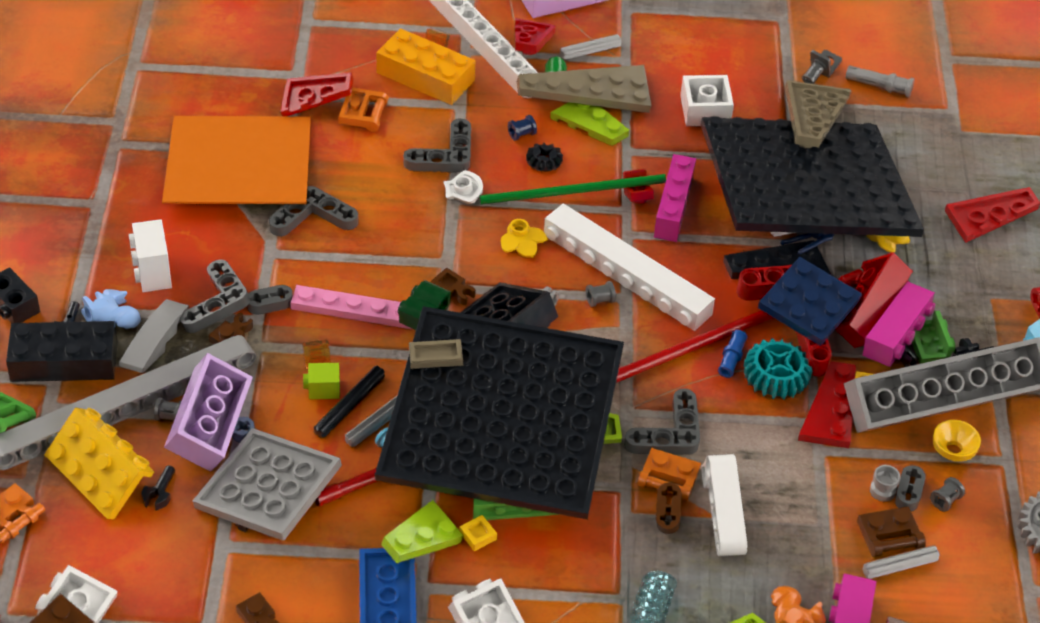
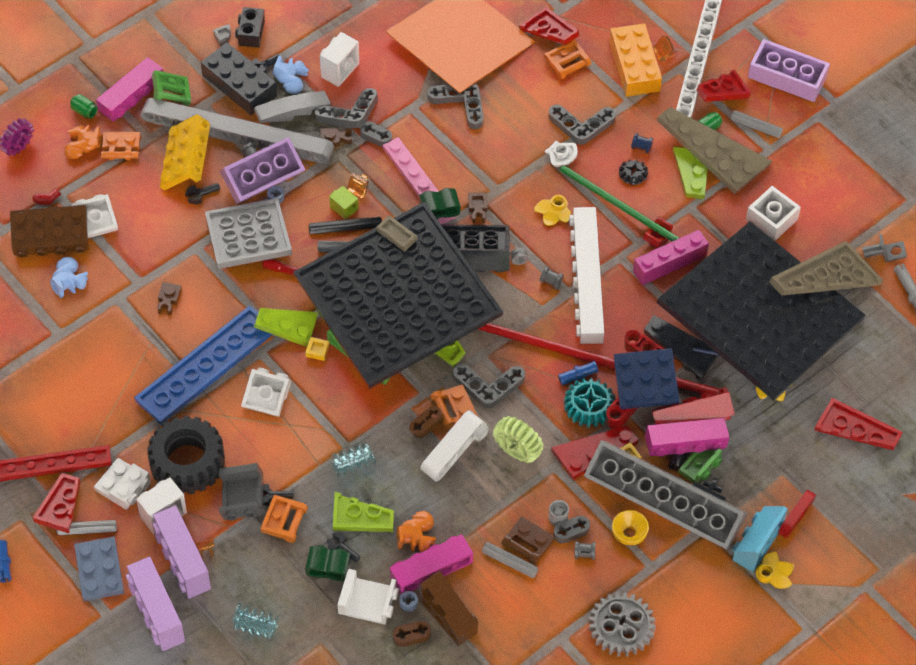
camera: 50 degrees right, 10 degrees up
(773, 447) = (518, 439): none -> yellowish green gear

